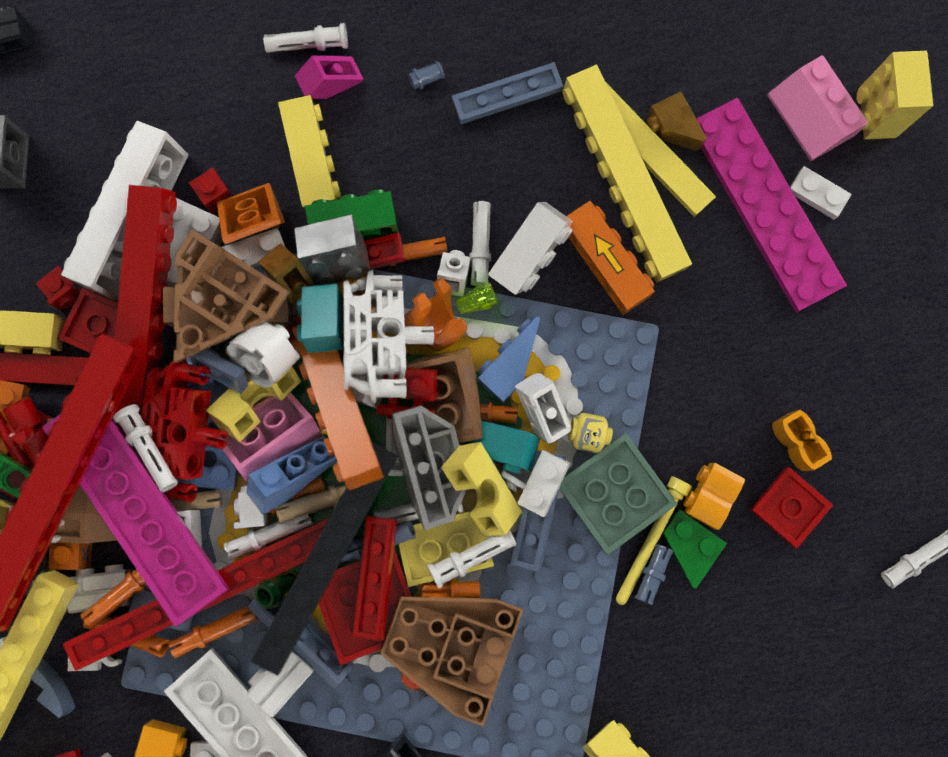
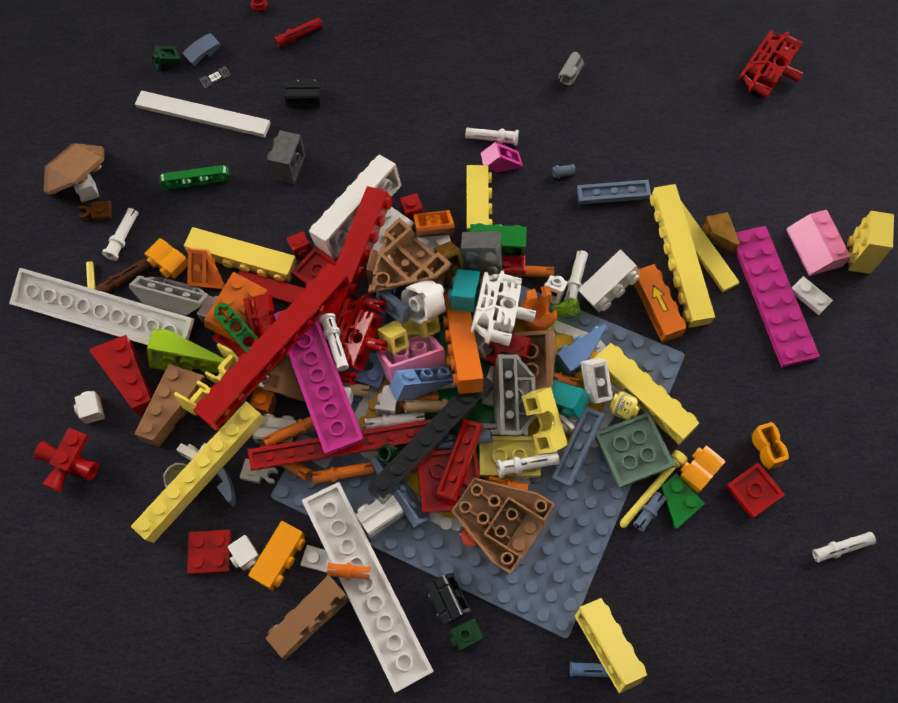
camera: 20 degrees right, 15 degrees down
(543, 483) = (586, 427): white plate -> none
(621, 408) = (651, 397): none -> light yellow brick

